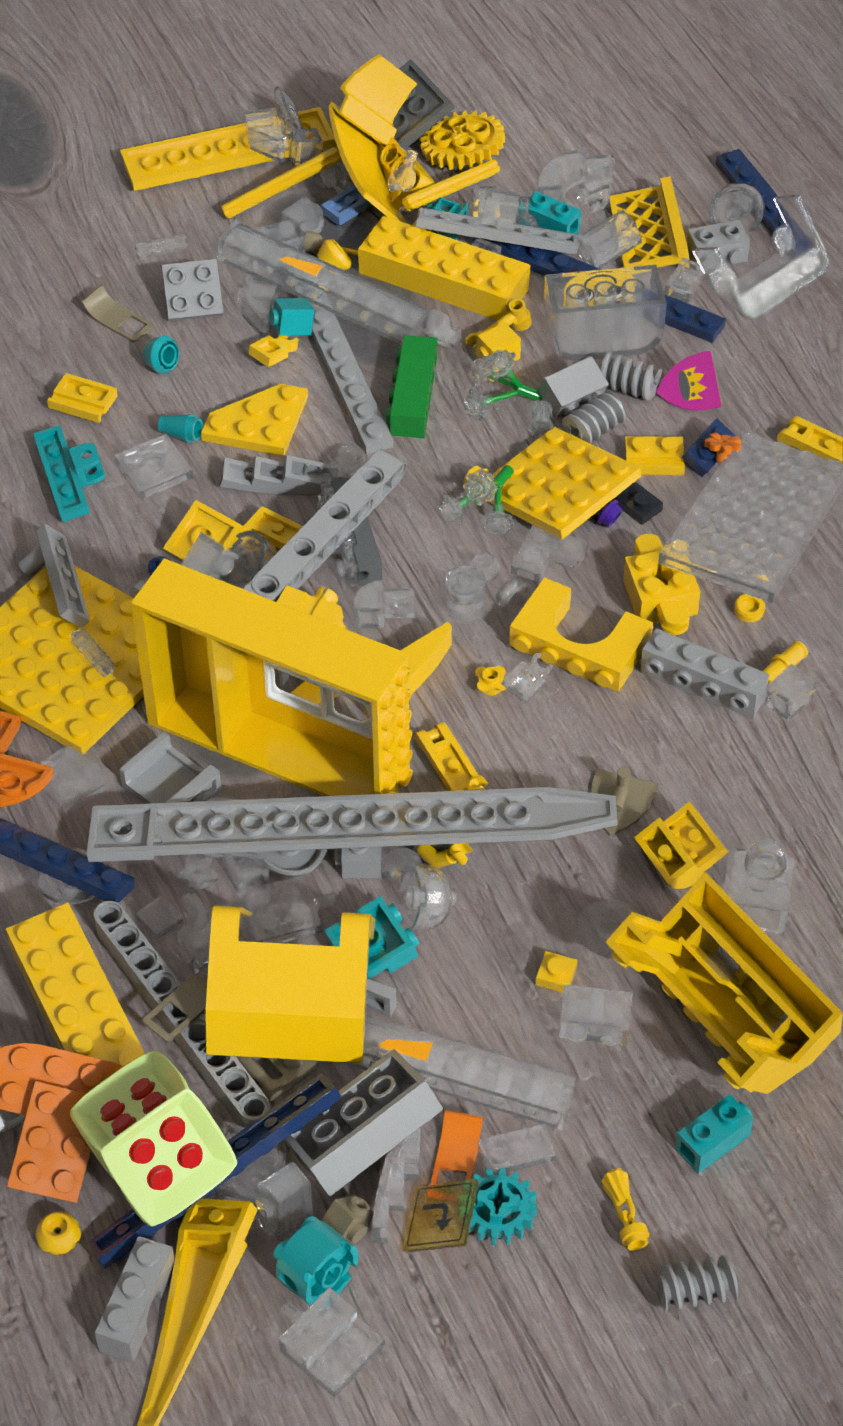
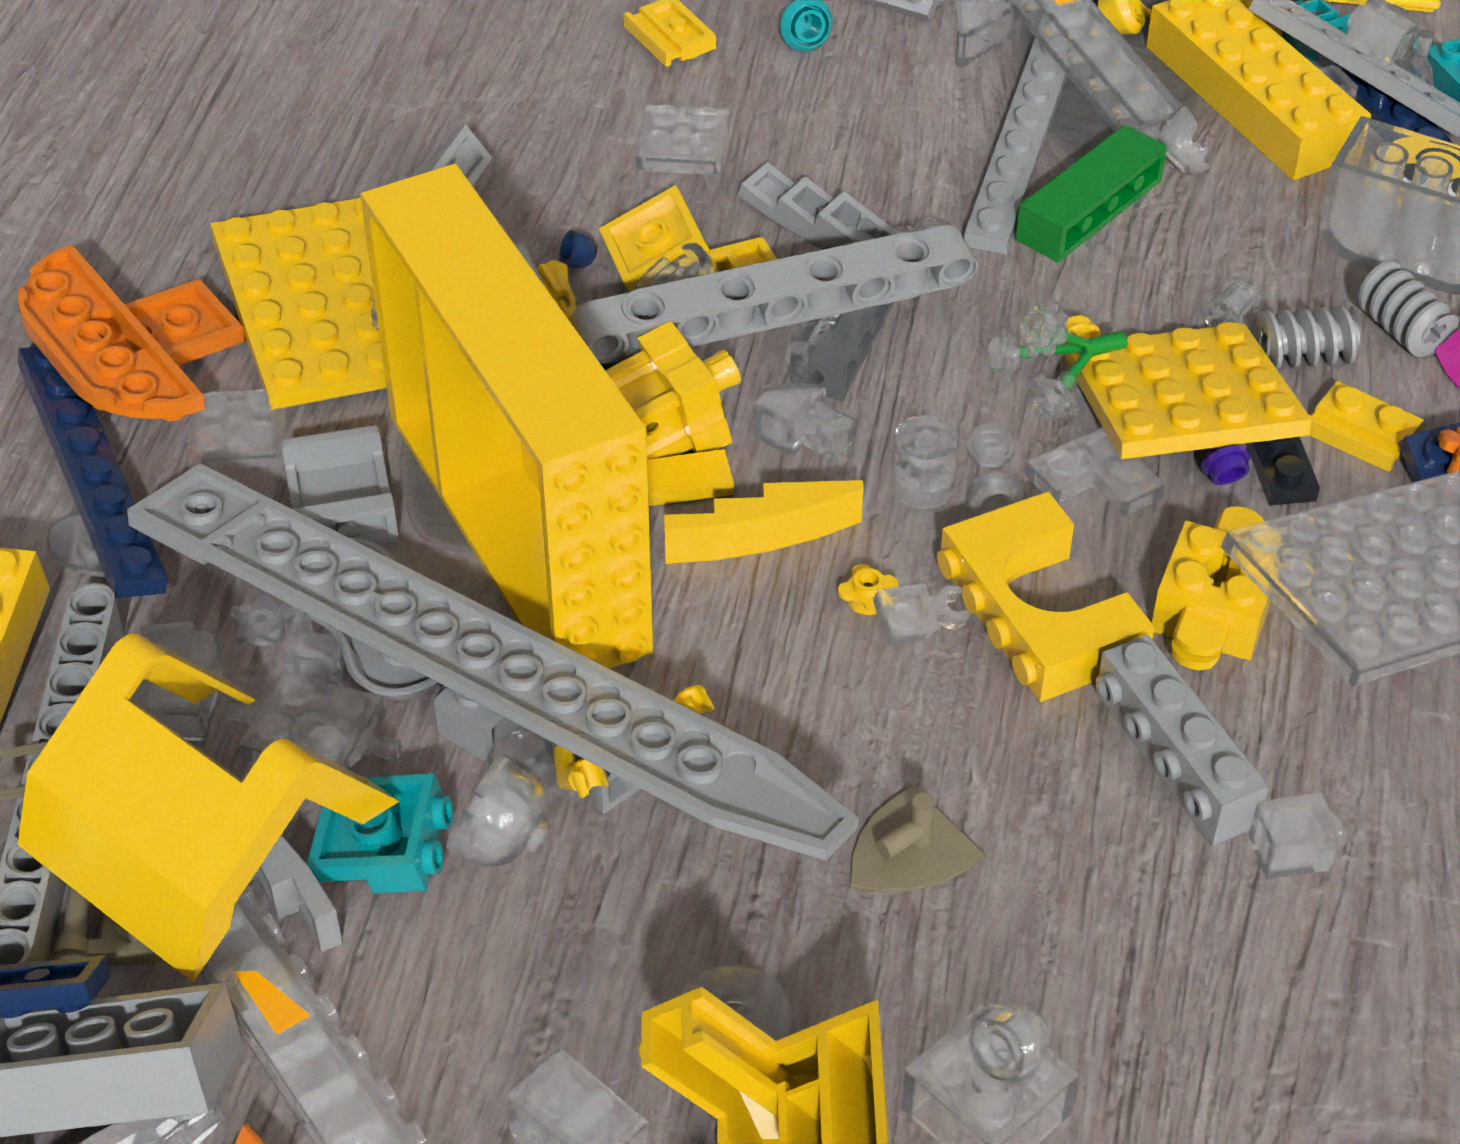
camera: 35 degrees right, 5 degrees down
(68, 471) = (572, 93): teal plate -> none
(181, 426) = (755, 111): teal cone -> none
(210, 557) = (612, 263): clear brick -> none
(259, 421) = (861, 149): yellow plate -> none
(271, 350) = (948, 78): yellow plate -> none
(292, 316) = (1001, 48): teal brick -> none
(446, 756) = (714, 653): yellow plate -> none
(491, 368) = (1205, 212): clear plant -> none
(498, 338) = (1248, 197): yellow brick -> none
(518, 318) = (1309, 172): yellow brick -> none
(556, 971) = (594, 1031): yellow plate -> none
(573, 386) = (1309, 280): light grey brick -> none
(681, 846) = (925, 959): yellow brick -> none
(749, 608) = (1333, 693): yellow tile -> none
(779, 662) = (1336, 788): yellow pin -> none

